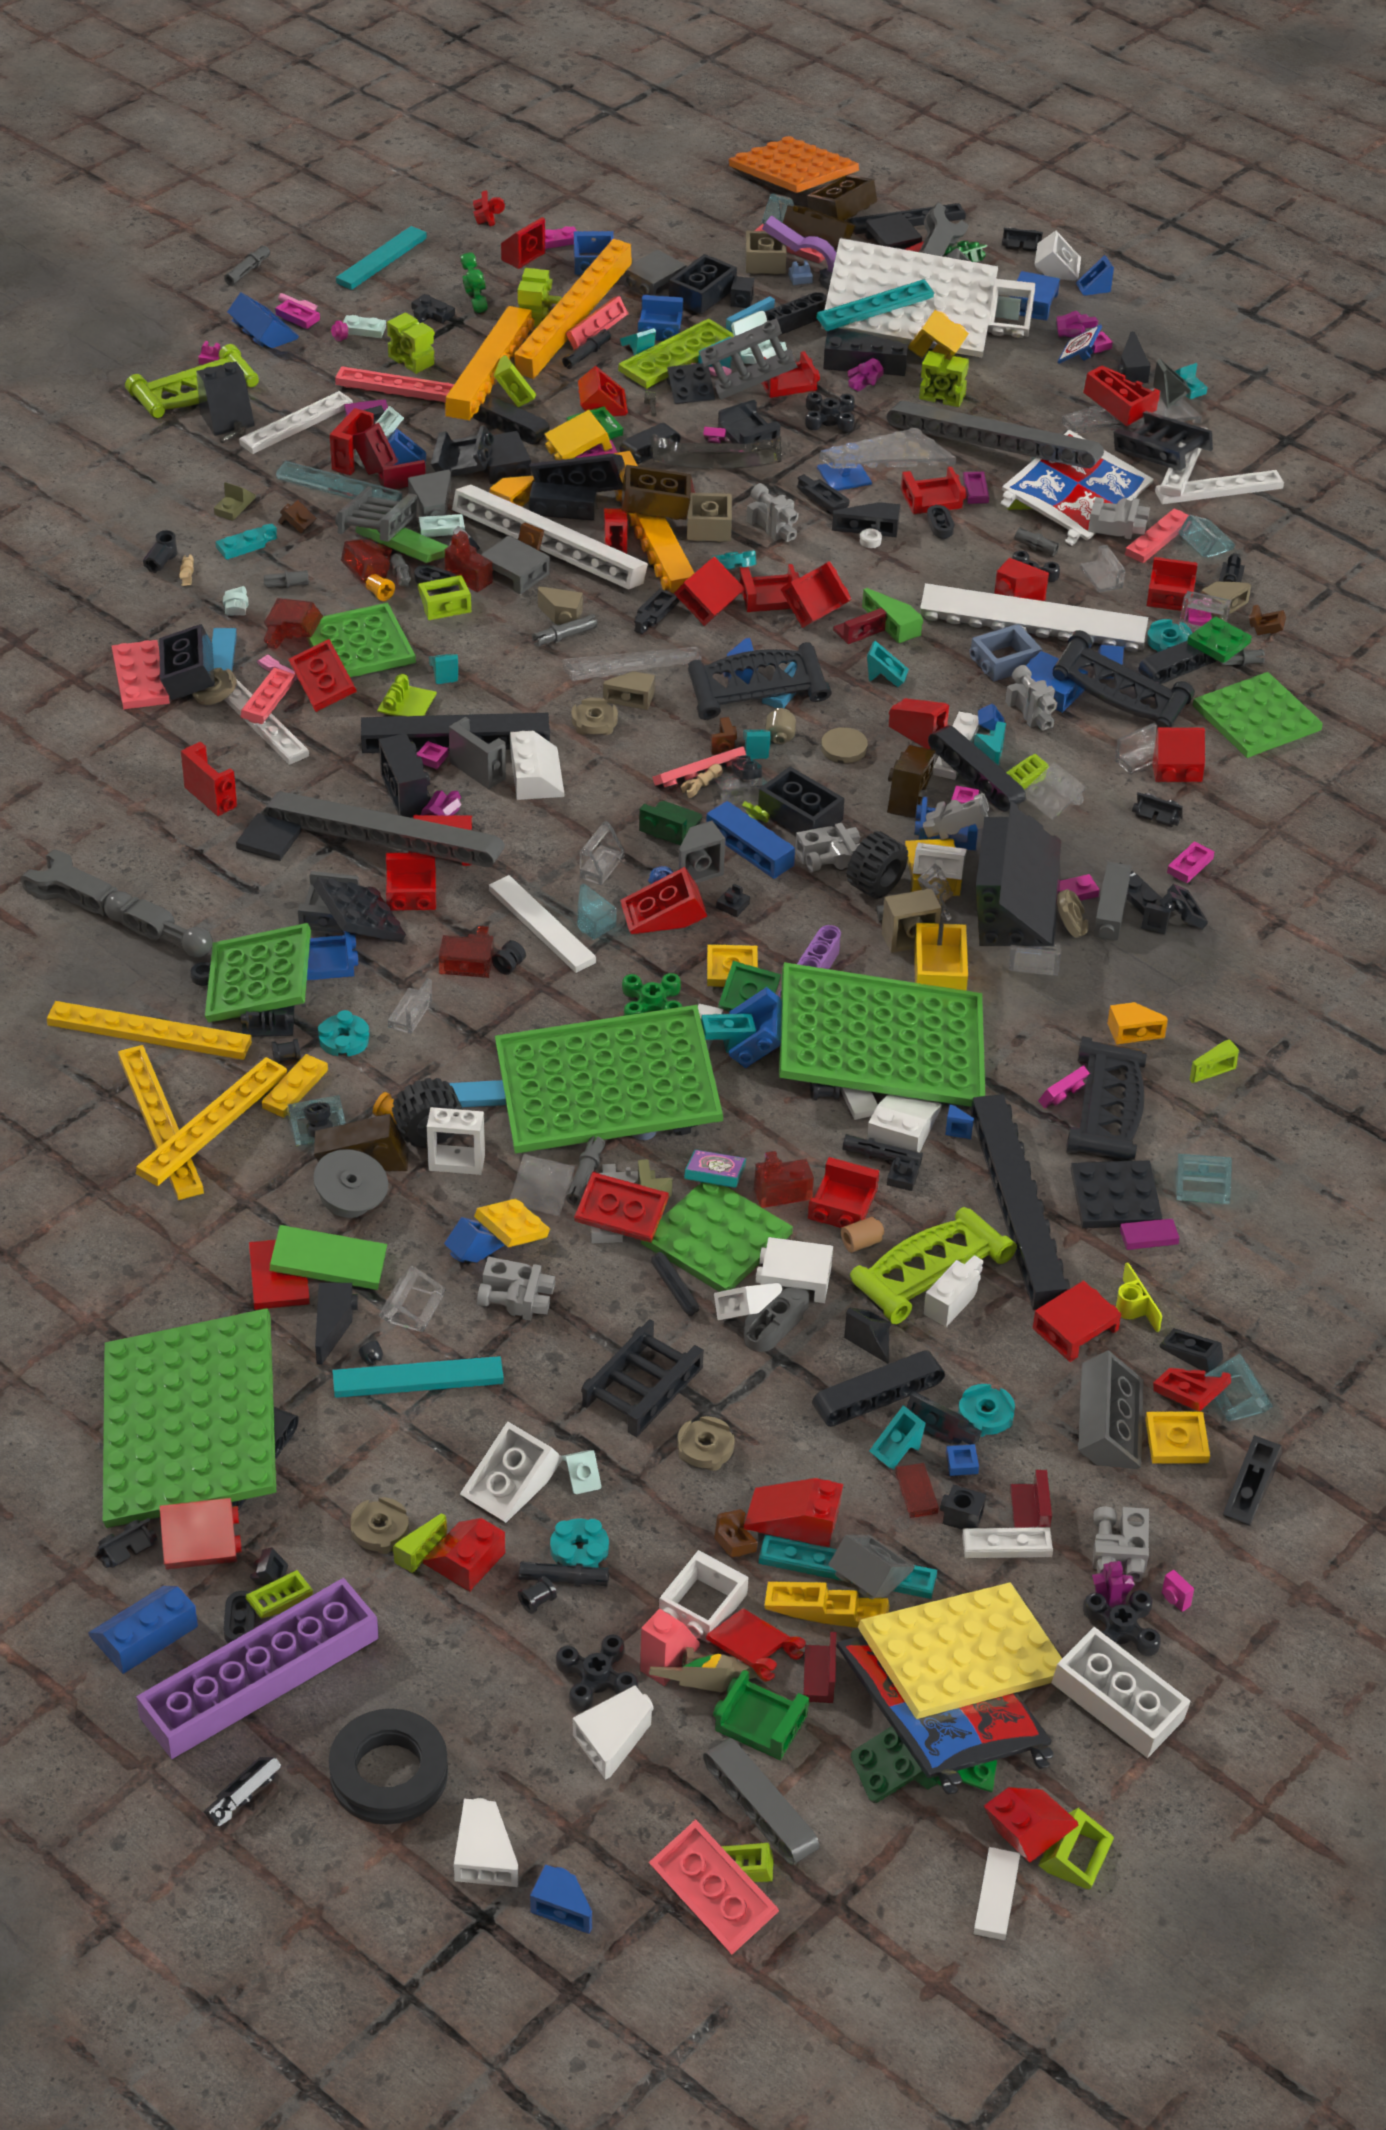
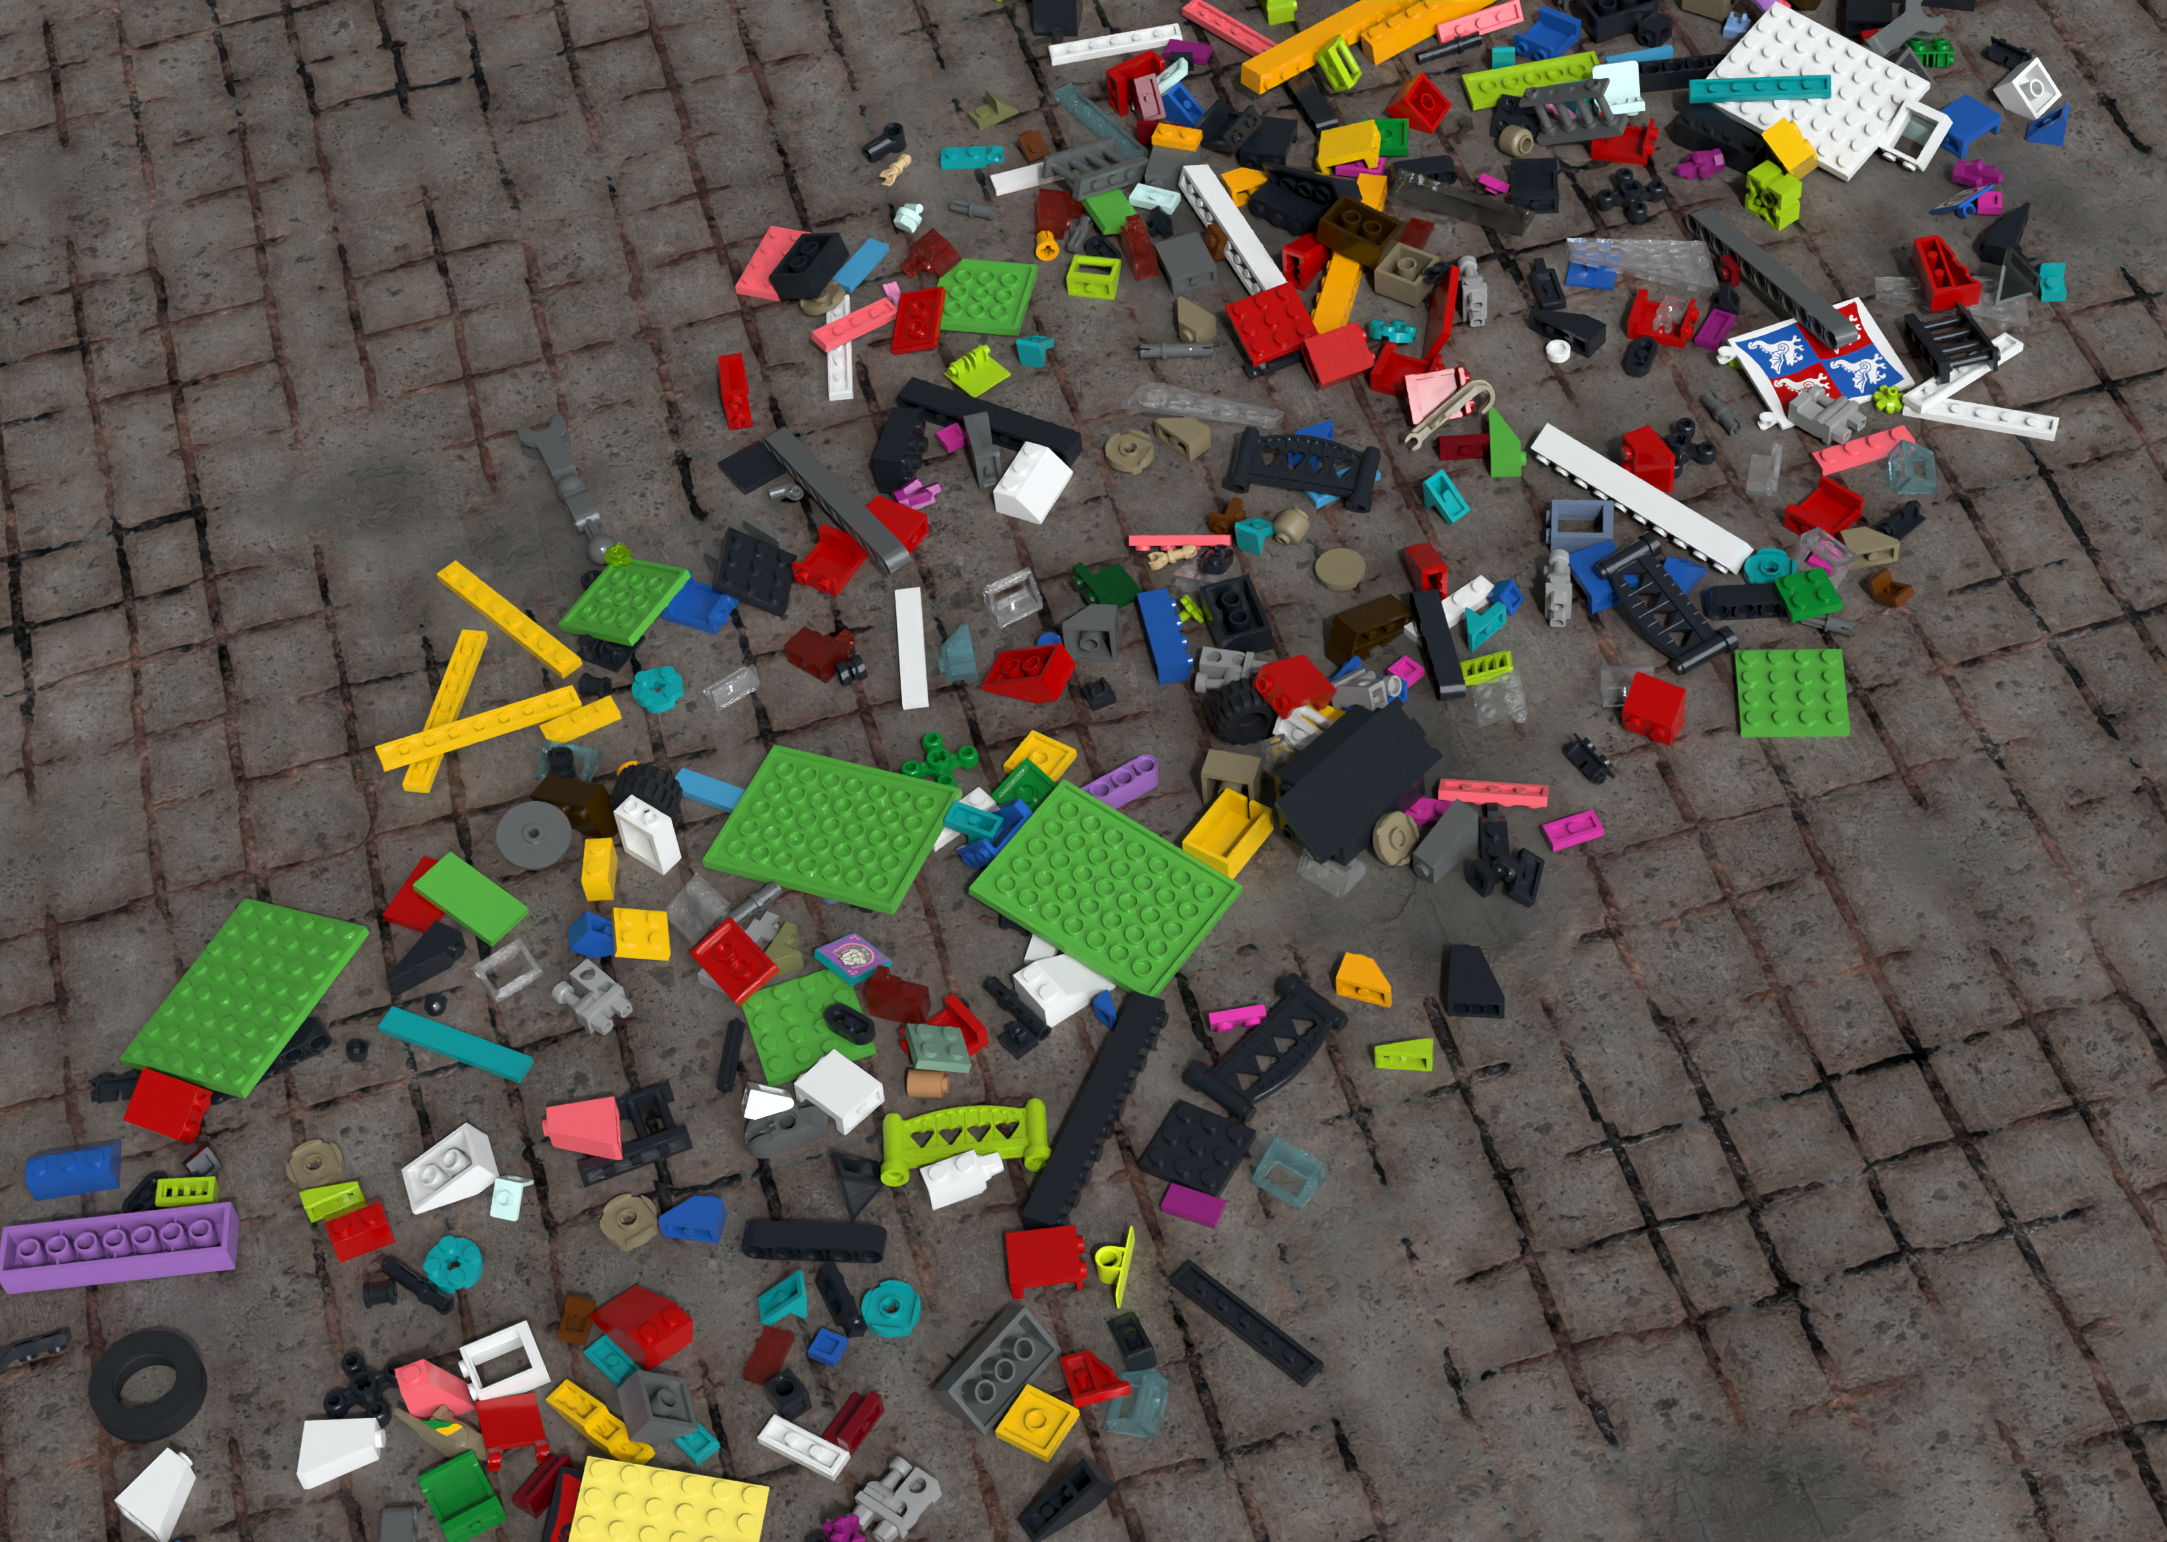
camera: 40 degrees right, 5 degrees up
(222, 939) = (618, 555): none -> clear neon green plant
(312, 541) = (1021, 179): none -> white tile
(319, 843) = (787, 490): none -> dark grey arm
(332, 1418) = (363, 1050): none -> black hinge
(428, 470) = (1177, 137): none -> light orange plate
(428, 1188) = (599, 869): none -> yellow brick
(621, 1380) = (586, 1127): none -> coral slope
(638, 581) = (1271, 323): none -> red plate
(705, 399) = (1516, 141): none -> dark tan head
(740, 508) = (1439, 270): none -> black pin
(765, 535) = (1441, 314): none -> red tile
(765, 1213) = (852, 1024): none -> black plate
(766, 1415) = (695, 1220): none -> blue slope
(837, 599) = (1449, 408): none -> dark tan piece
(855, 1200) = (937, 1048): none -> sand green plate
(912, 828) = (1293, 685): none -> red panel
(937, 483) = (1669, 311): none -> clear plate
(953, 442) = (1729, 270): none -> dark red plate
(967, 462) = (1727, 299): none -> black tile
(1097, 861) = (1489, 792): none -> coral plate
(1147, 494) = (1888, 399): none -> lime plant
(1217, 994) = (1472, 985): none -> black slope
(1264, 1298) = (1247, 1323): none -> black tile

